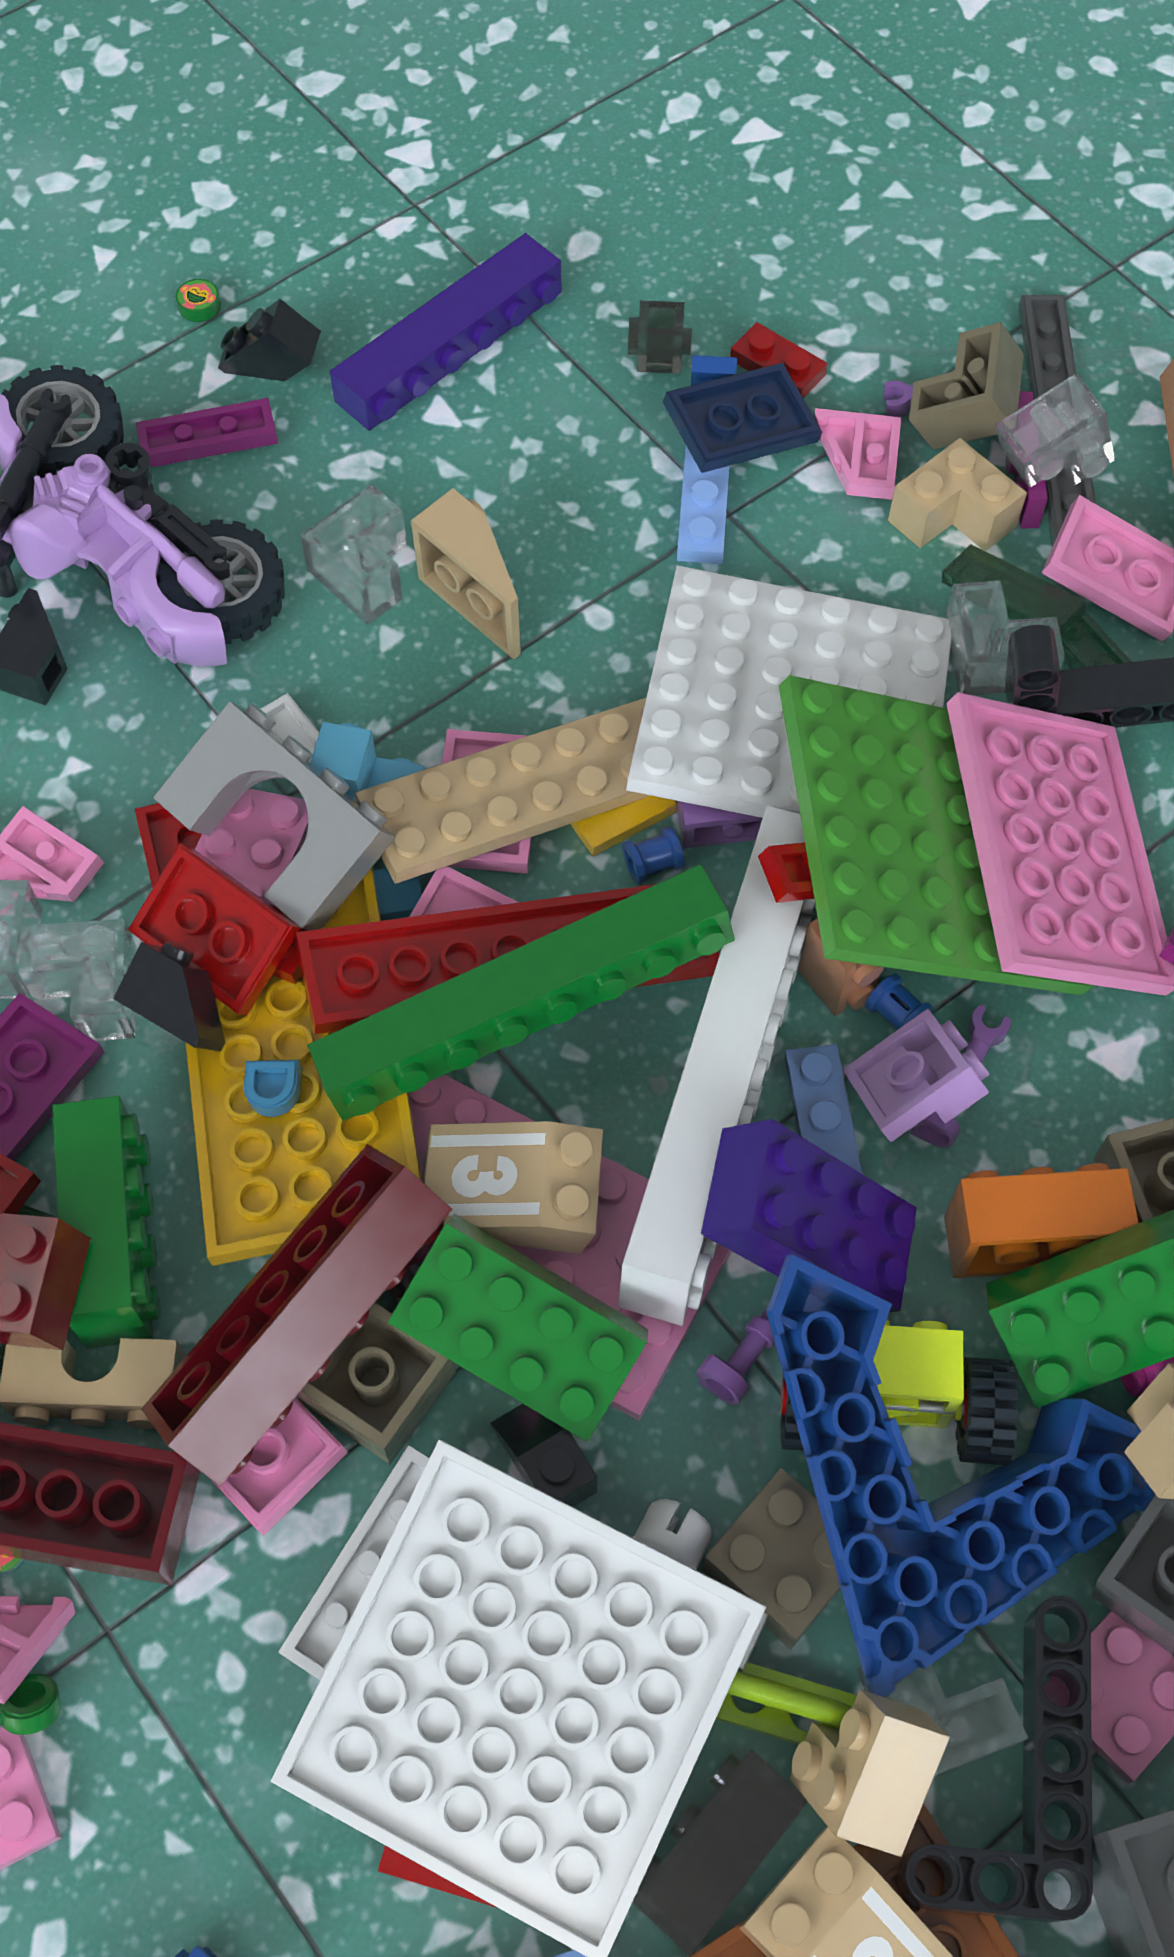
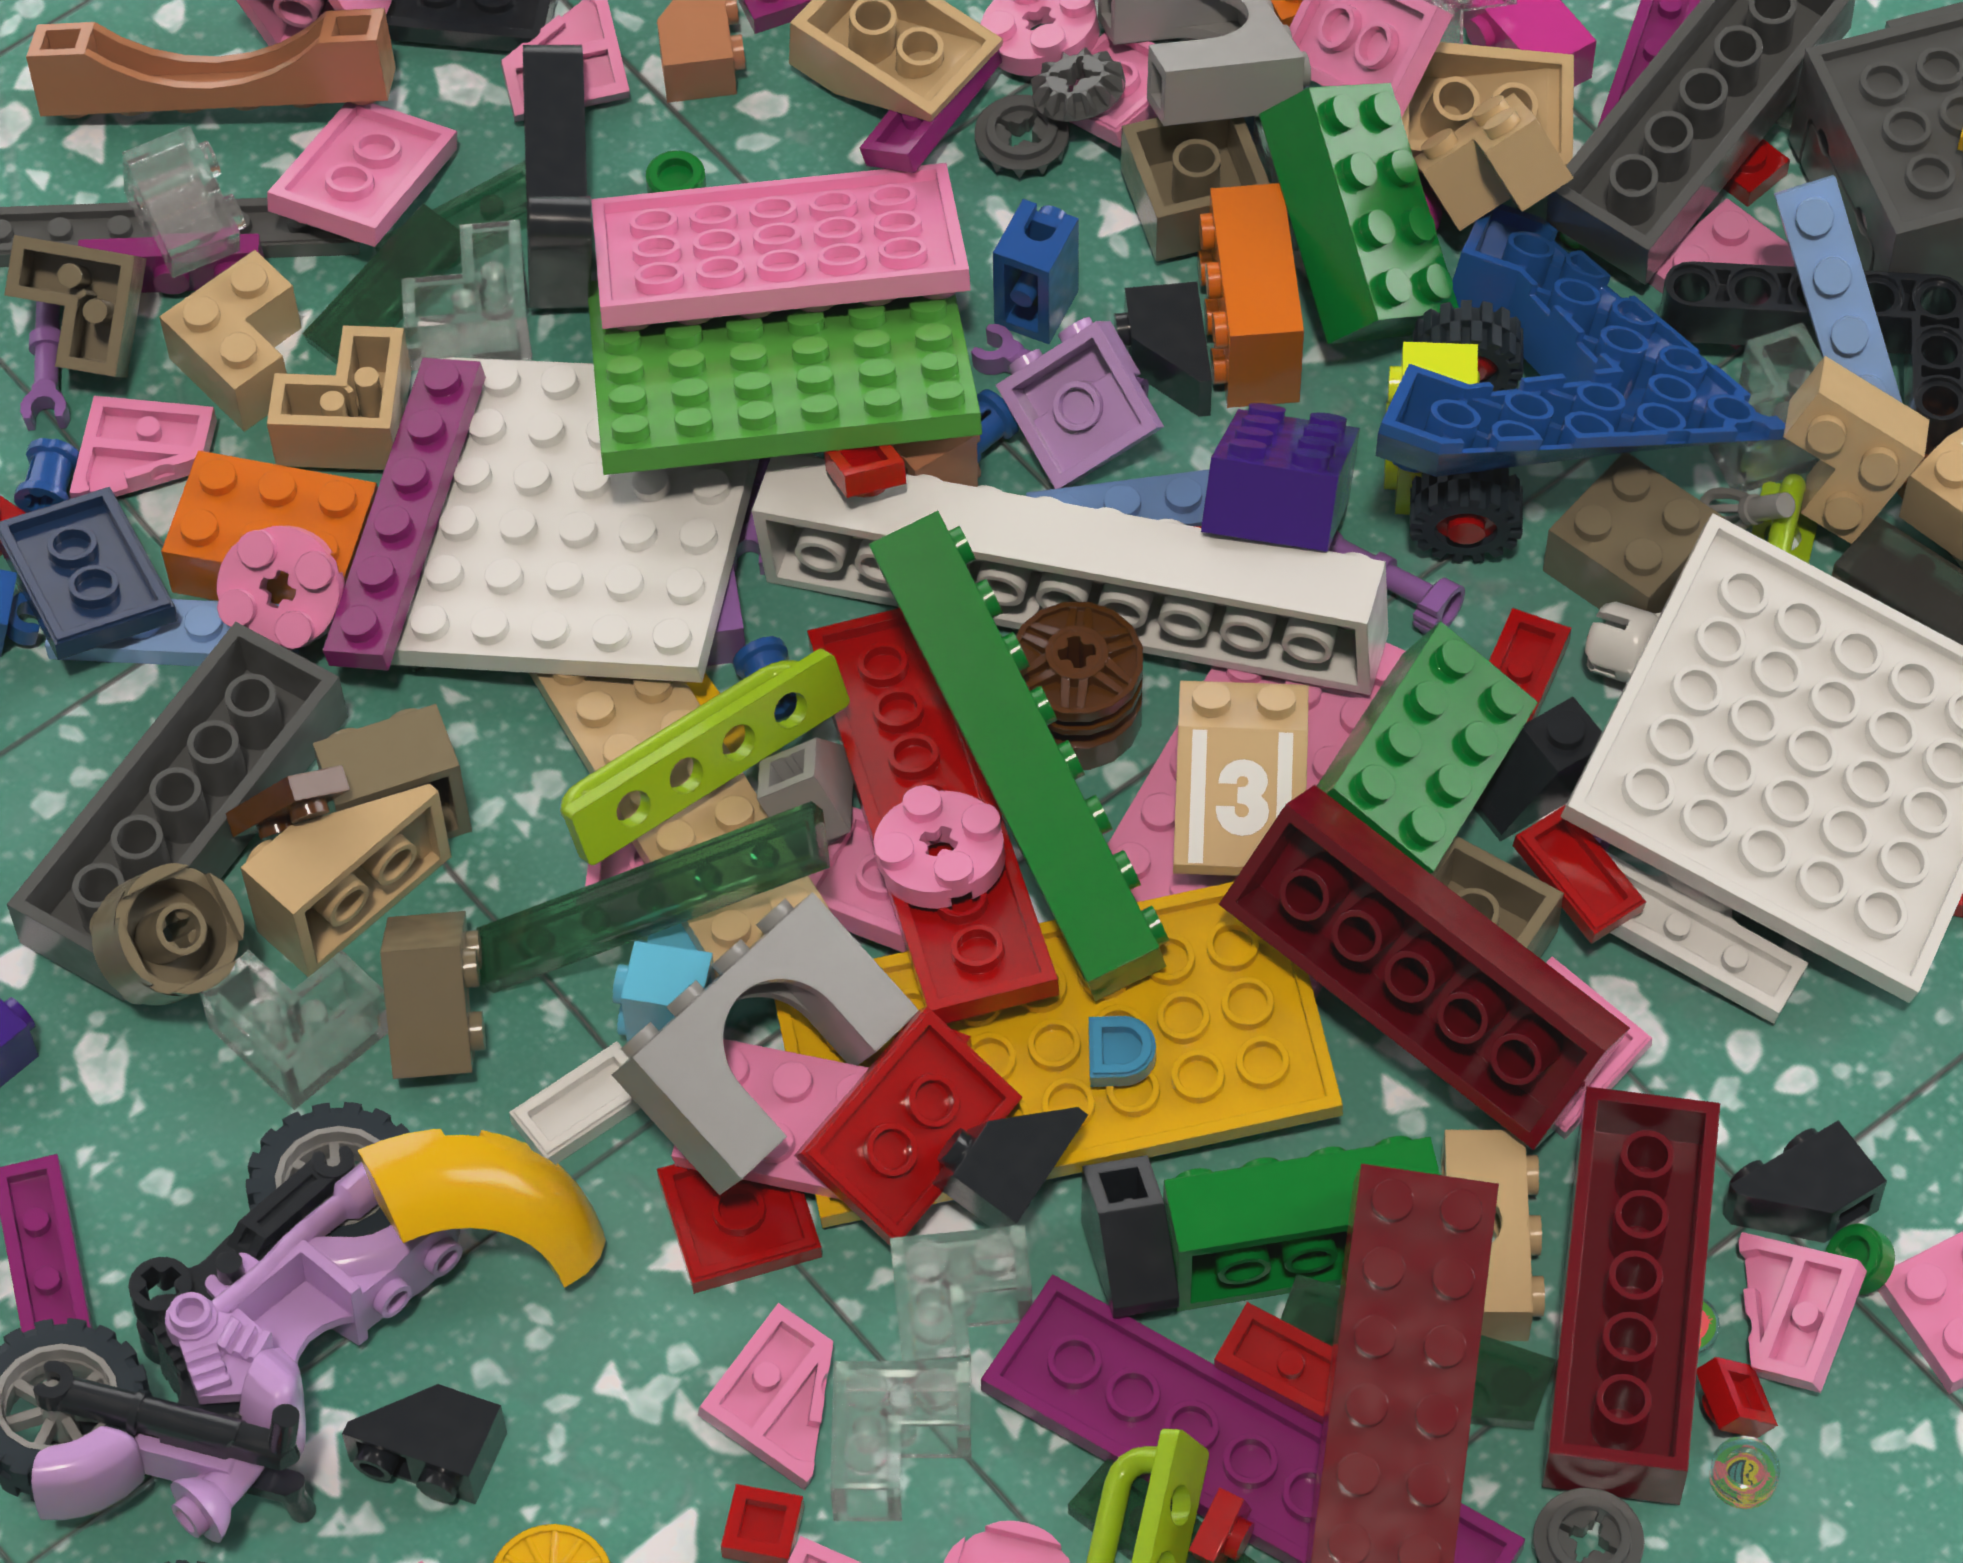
camera: 90 degrees left, 5 degrees down
(99, 1665) = (1809, 1188): none -> black slope
(136, 1078) = (1129, 1236): none -> black slope
(175, 650) = (488, 1183): none -> yellow brick
(374, 622) = (426, 984): none -> dark tan brick
(392, 1476) = (1574, 862): none -> red tile
(403, 451) = (132, 943): none -> dark tan brick
(422, 757) = (654, 896): none -> clear green tile
(445, 919) = (932, 818): none -> bright pink plate
(505, 514) = (288, 802): none -> reddish brown plate
(526, 863) = (809, 773): none -> light grey slope
(541, 480) = (219, 742): none -> dark grey brick
(550, 598) = (397, 757): none -> dark tan brick
(551, 765) = (593, 801): none -> lime piece
(621, 1094) = (1091, 675): none -> reddish brown wheel
(651, 1447) = (1531, 653): none -> red plate
(712, 517) = (311, 572): none -> bright pink plate
(779, 520) = (242, 495): none -> orange brick
(789, 597) = (404, 514): none -> magenta plate
(811, 1668) = (1752, 507): none -> light grey piece
(830, 395) = (48, 474): none -> blue bush
(896, 571) = (347, 416): none -> tan brick
(1001, 1144) = (1168, 342): none -> black slope
(1043, 1770) = (1835, 281): none -> light blue plate
(1055, 1043) = (1034, 259): none -> blue brick
(1150, 791) = (675, 172): none -> green tile

